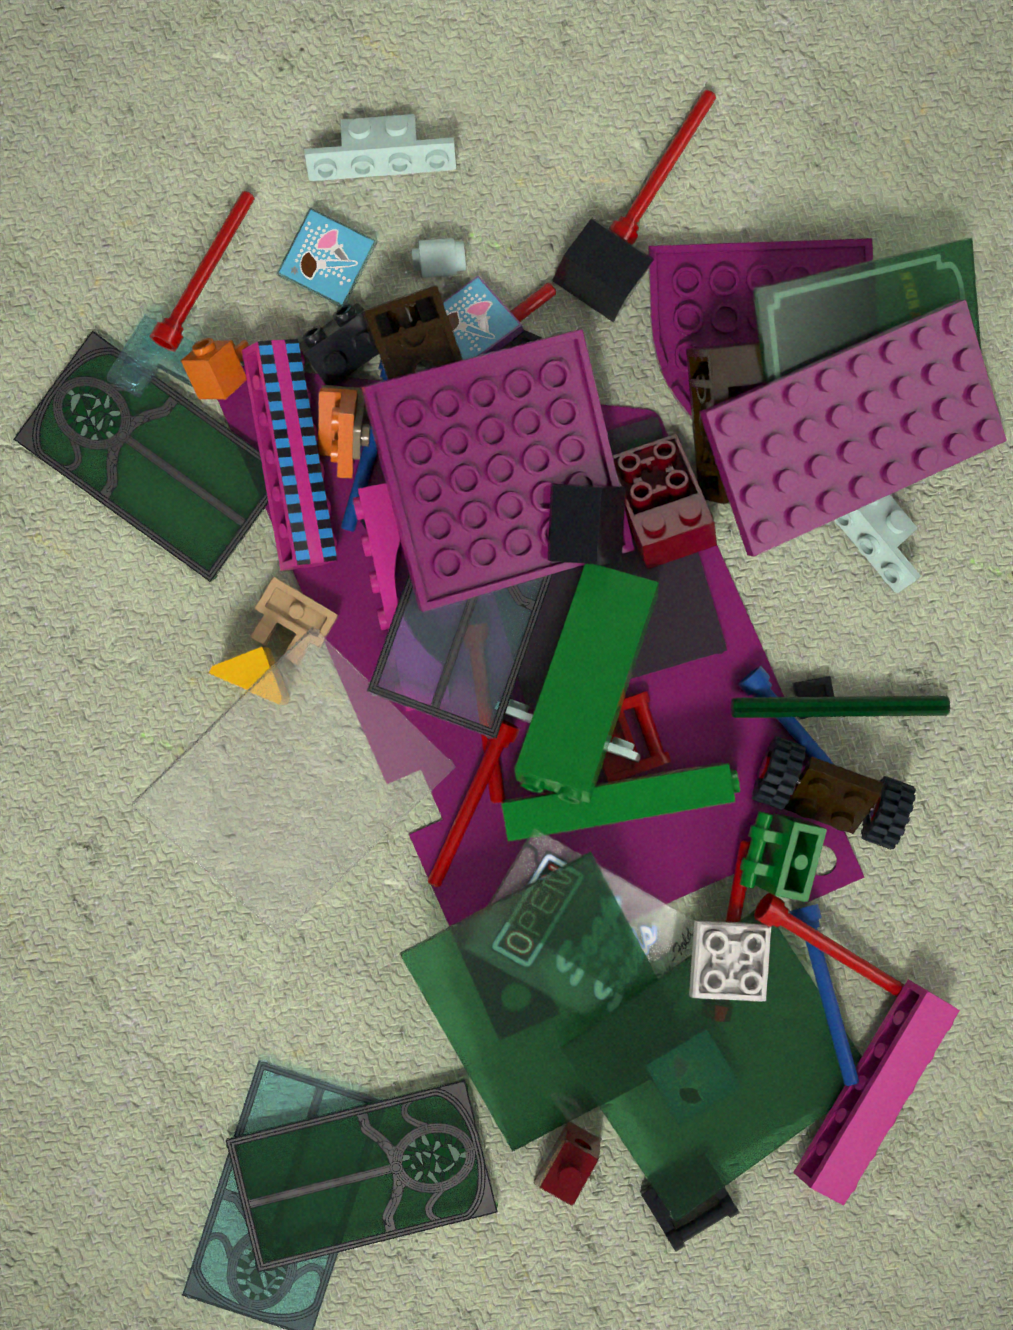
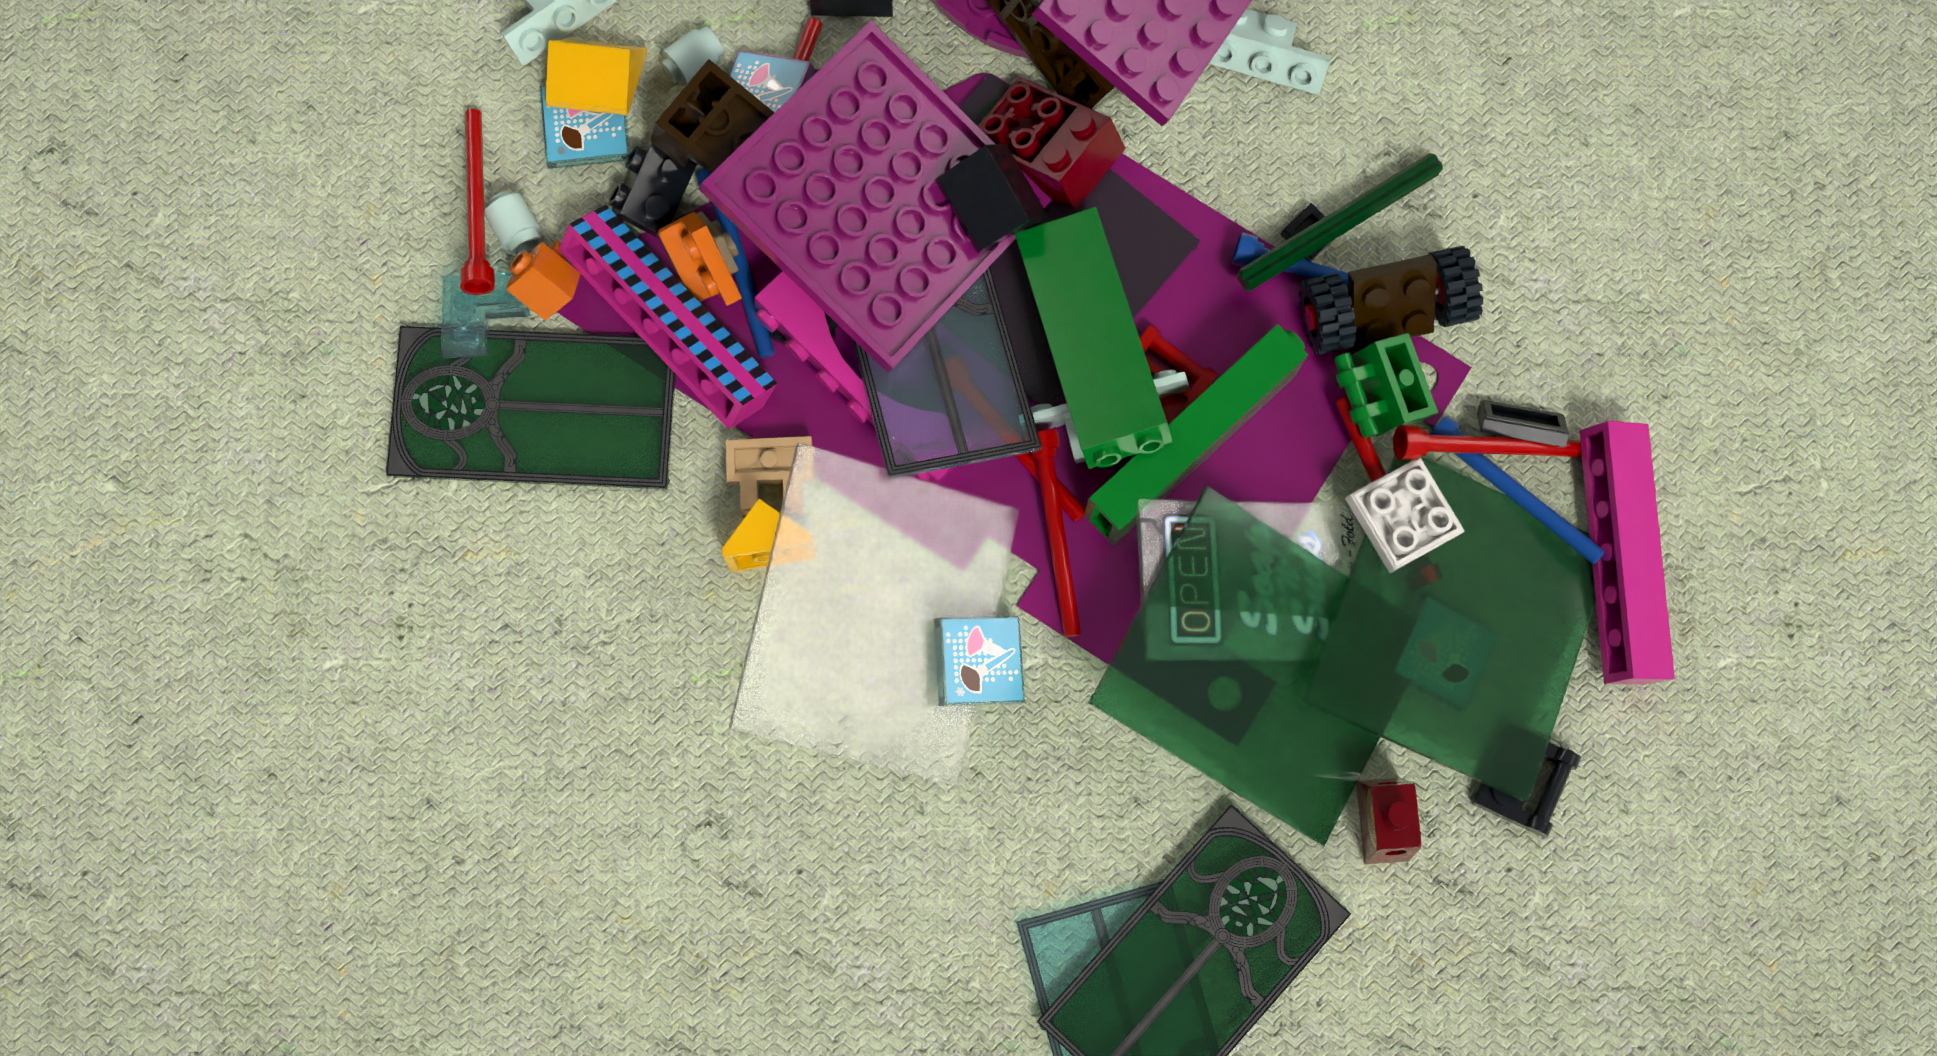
camera: 35 degrees left, 10 degrees down
(222, 305) = (513, 222): none -> light aqua brick
(351, 860) = (979, 660): none -> tile
(355, 226) = (593, 75): none -> yellow slope
(869, 946) = (1522, 423): none -> black tile

